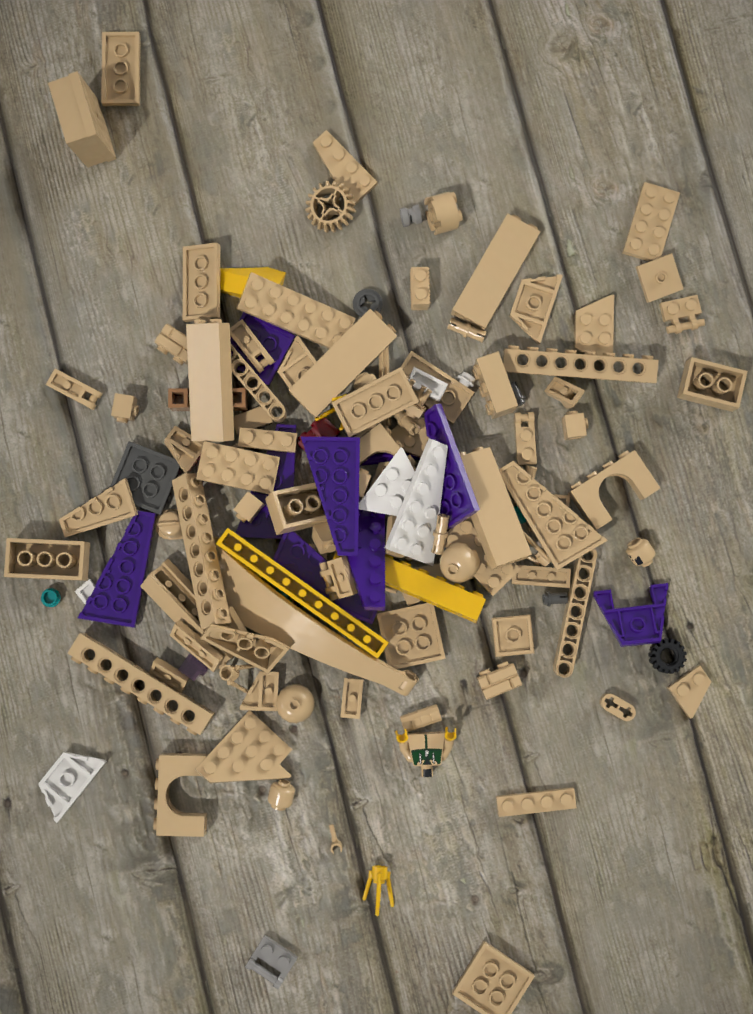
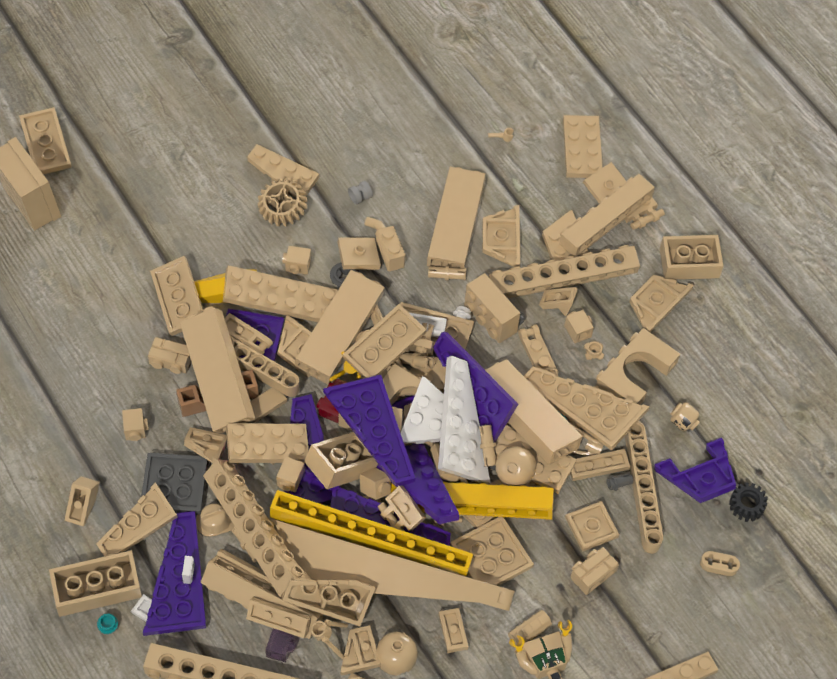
camera: 20 degrees left, 25 degrees down
(57, 471) = (81, 500): none -> tan slope
(73, 388) = (77, 422): tan plate -> none
(131, 573) = (188, 570): none -> white tile
(169, 674) = (257, 659): tan plate -> none
(267, 440) = (289, 412): tan plate -> none
(326, 275) = (297, 260): none -> tan brick
(387, 284) = (359, 253): none -> tan plate
(418, 260) = (374, 223): none -> tan arm
(442, 212) = (389, 181): tan brick -> none
(575, 187) = (507, 135): none -> tan hand
(585, 452) = (594, 346): none -> tan plate
(645, 315) = (606, 215): none -> tan brick
(661, 419) = (657, 300): none -> tan wing
(690, 690) = (783, 528): tan wing -> none

